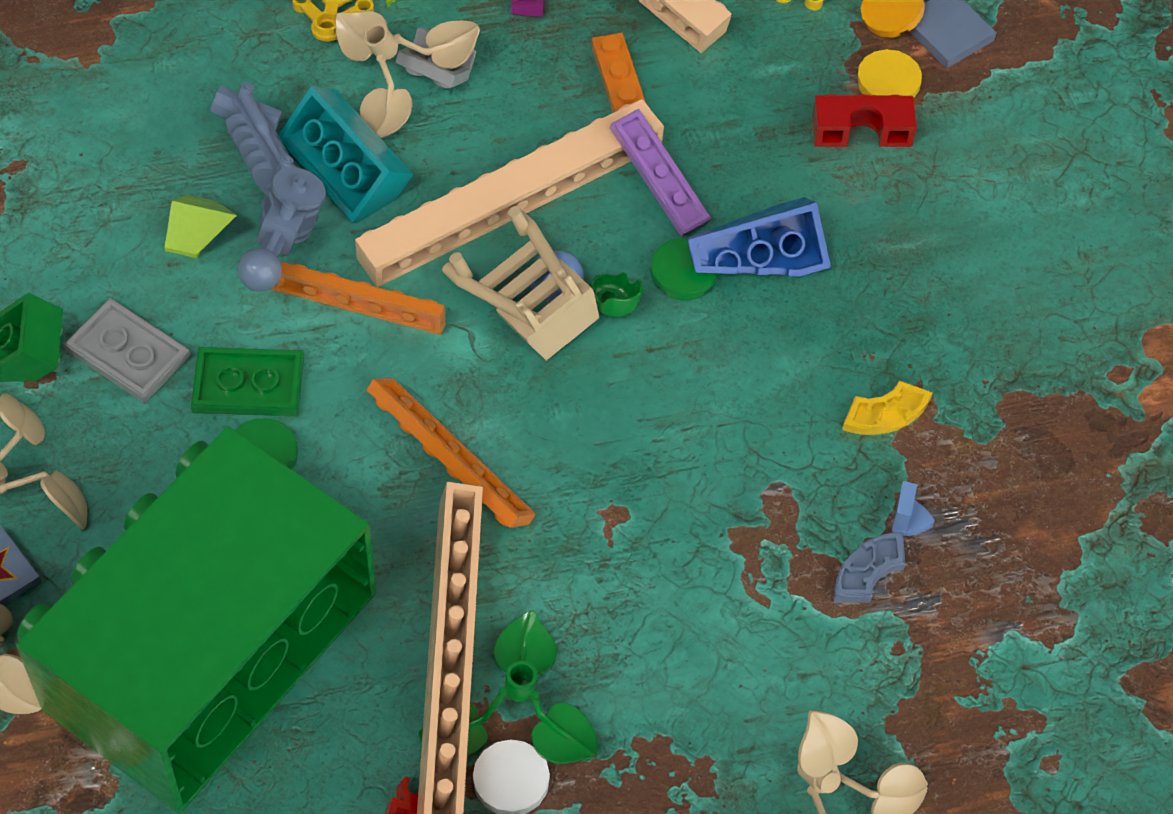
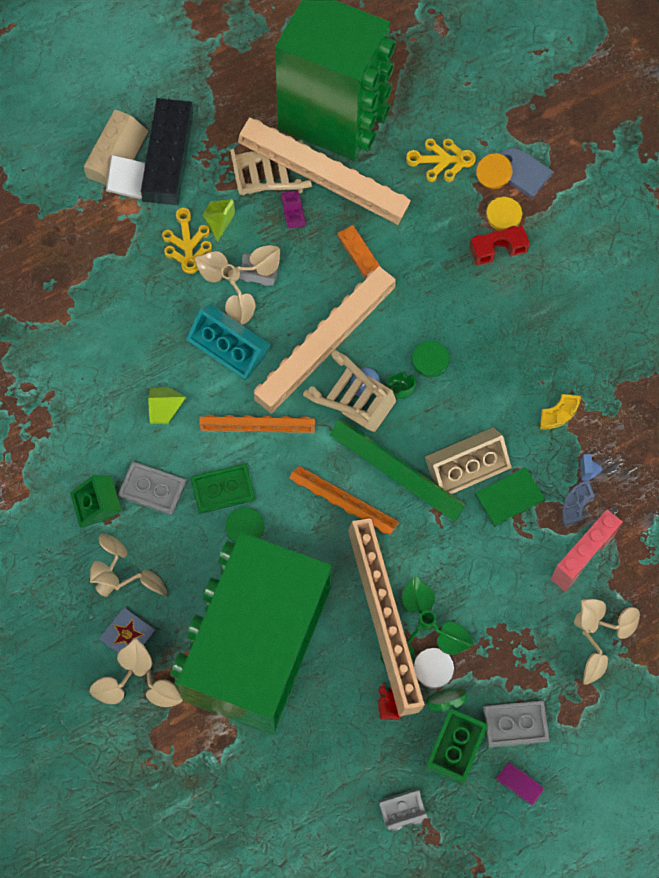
camera: 15 degrees left, 10 degrees up
(290, 192) = (210, 376): sand blue piece -> none
(564, 429) = (397, 470): none -> green tile
(660, 173) = (402, 307): medium lavender tile -> none
(694, 447) = (469, 461): none -> tan slope
(750, 525) = (509, 497): none -> green tile
(771, 241) = (472, 331): blue wedge -> none
(891, 618) = (594, 539): none -> coral arch

